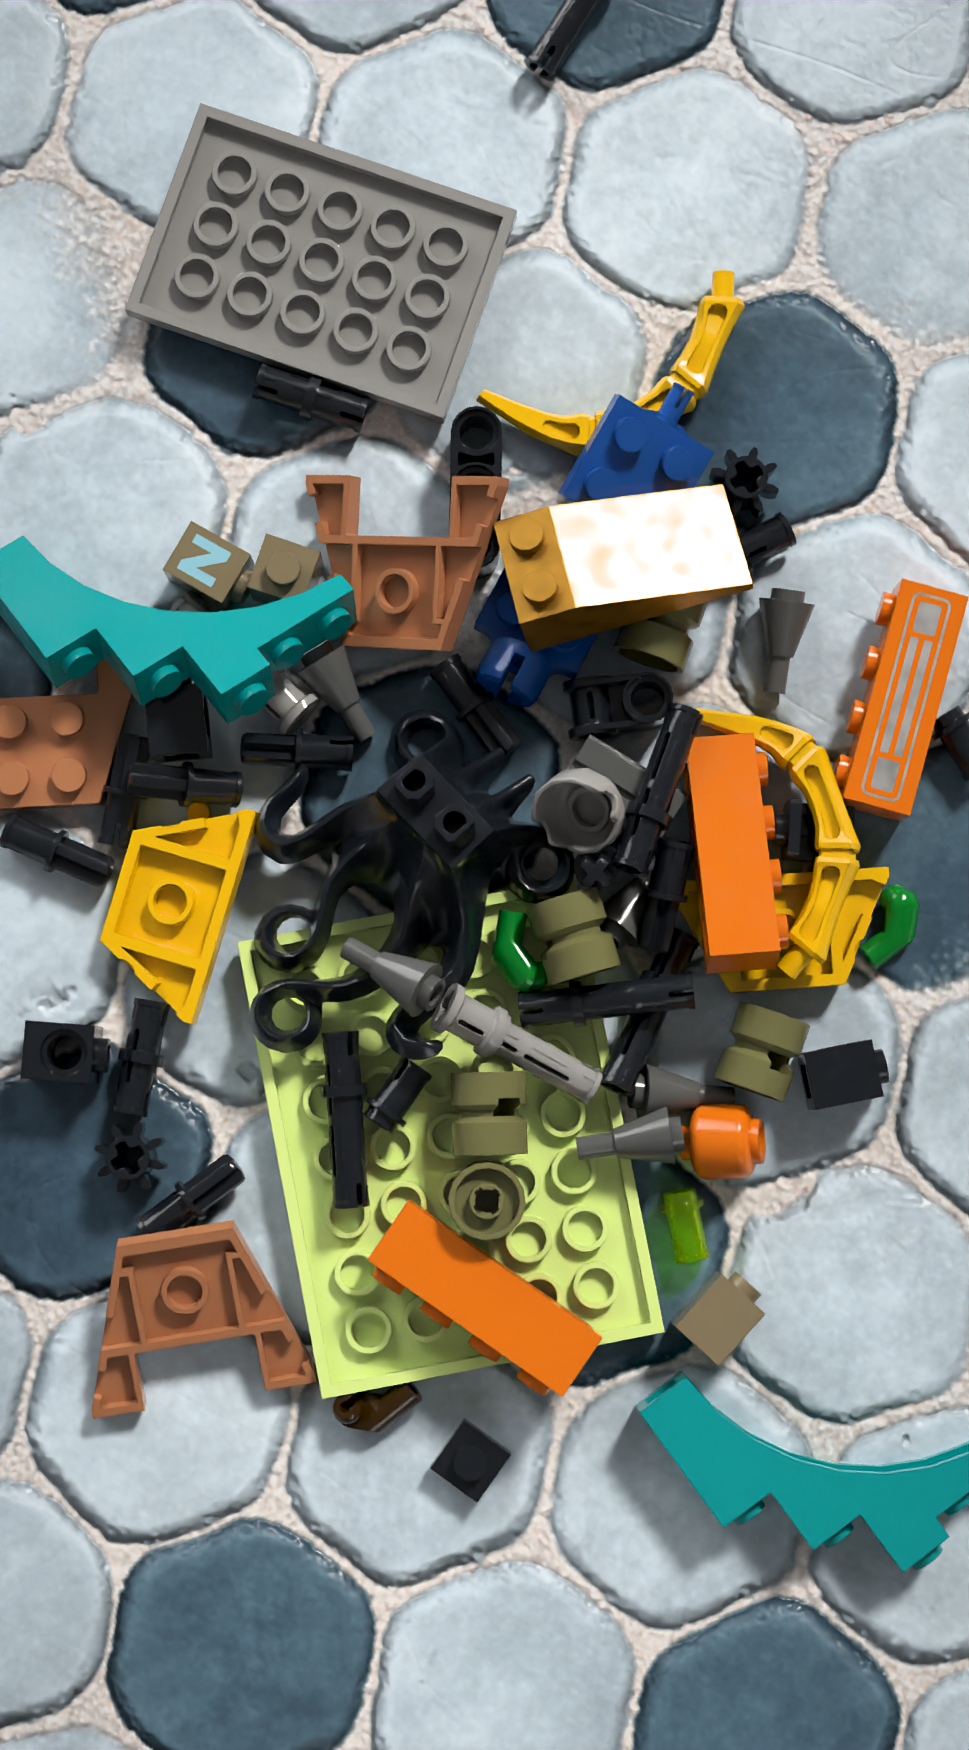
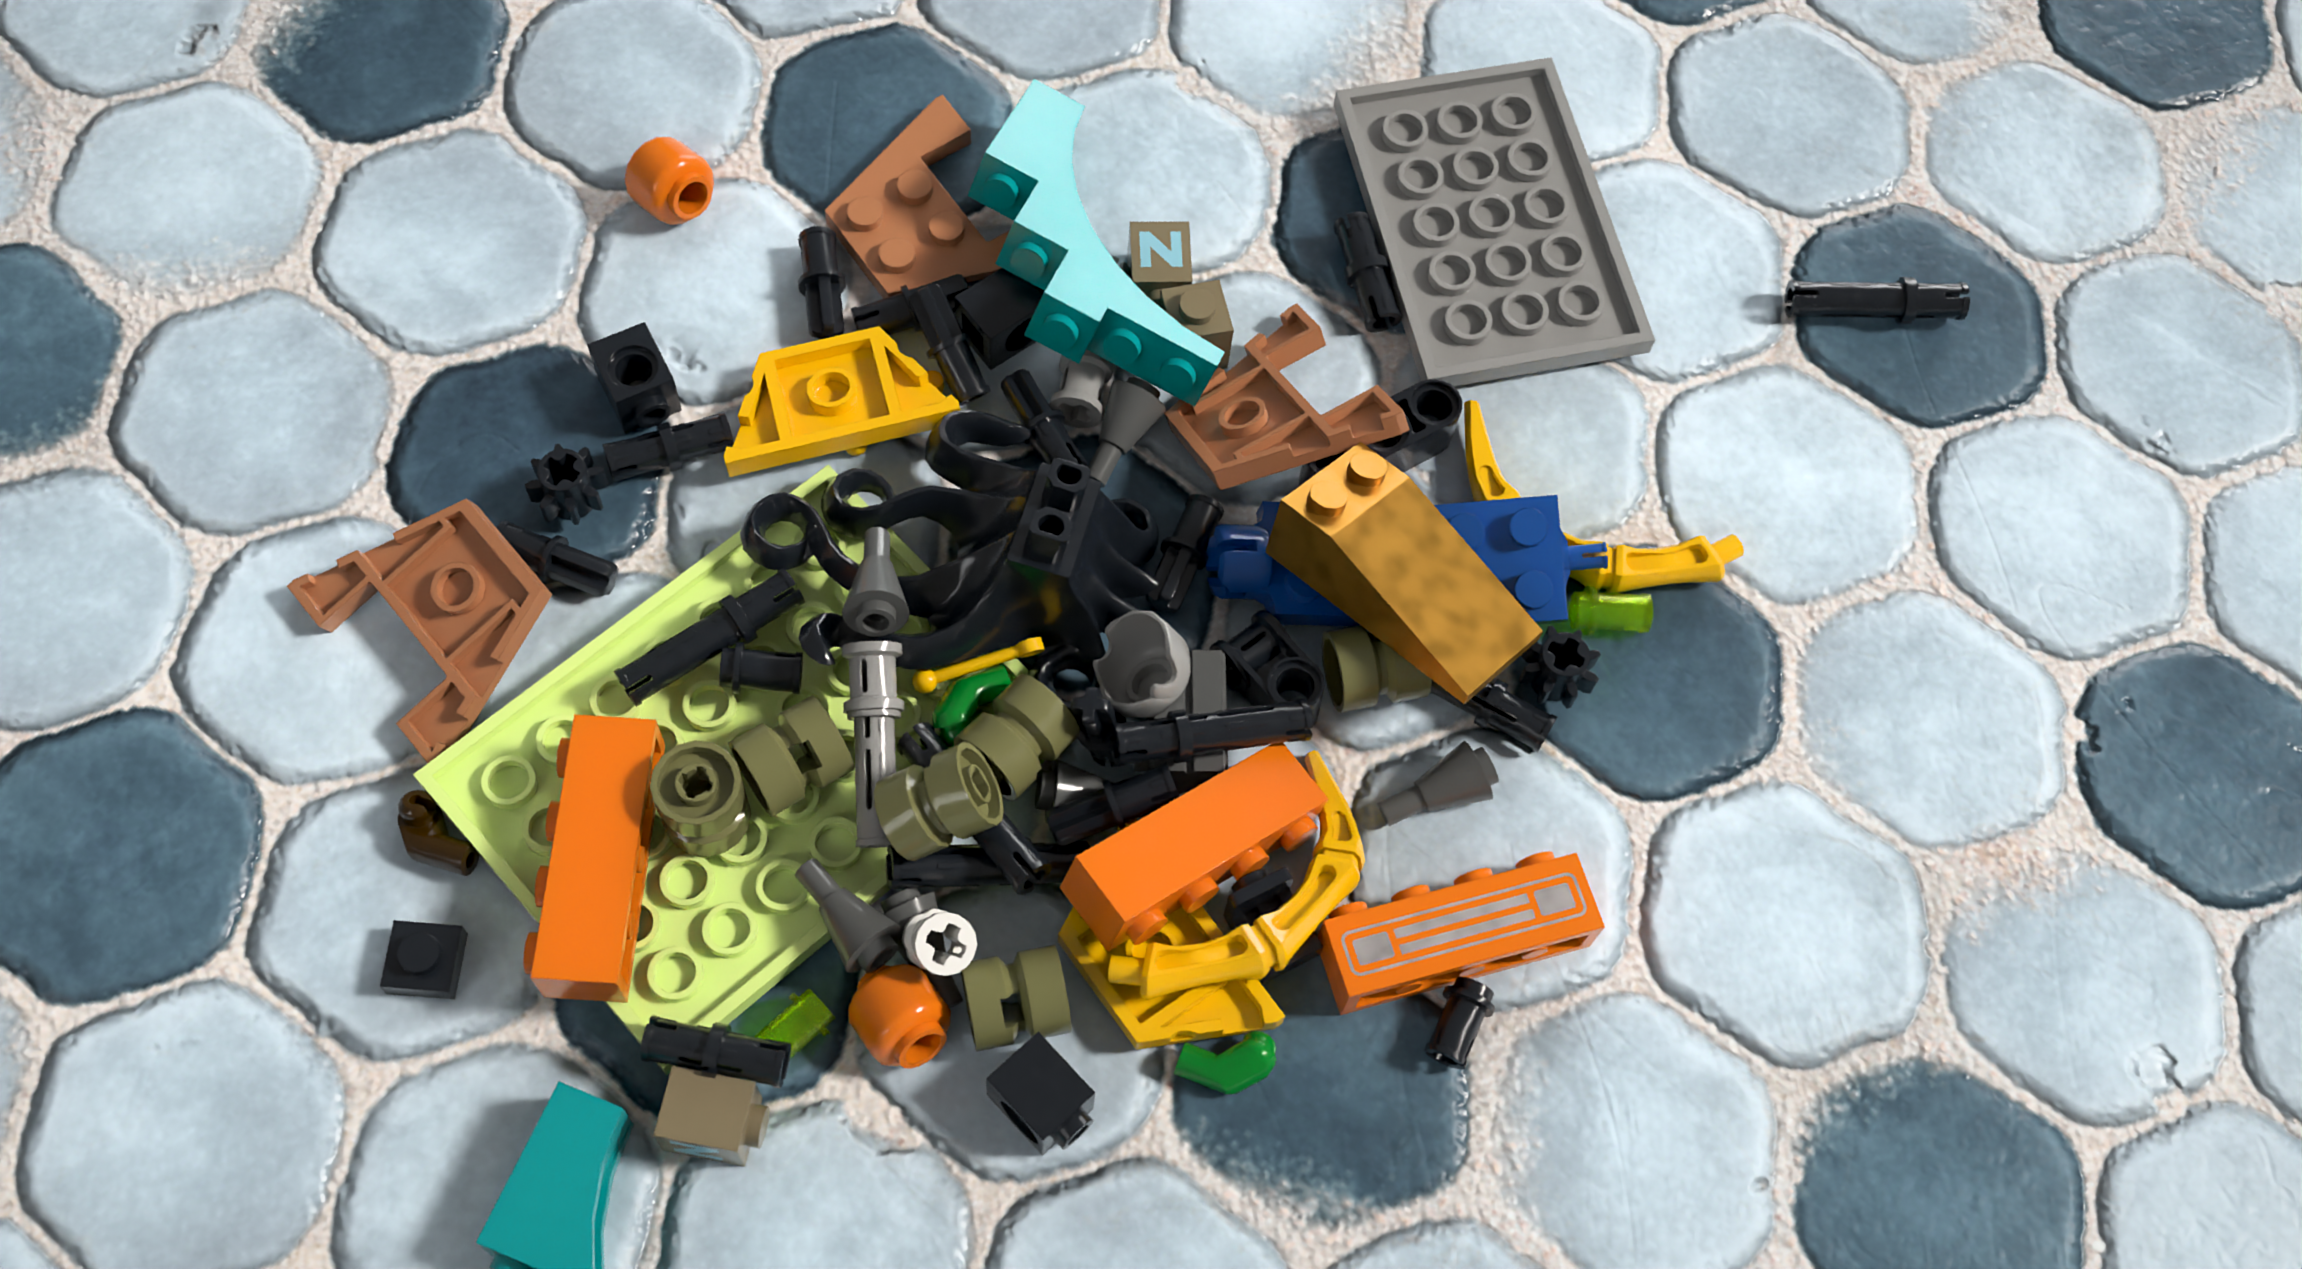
camera: 55 degrees right, 20 degrees down
(501, 888) = (926, 679): none -> yellow hinge
(605, 1030) = (932, 804): none -> olive wheel
(681, 1289) = (715, 1051): none -> black pin
(703, 1092) = (954, 927): none -> white bush
(719, 411) = (1610, 611): none -> clear neon green pin

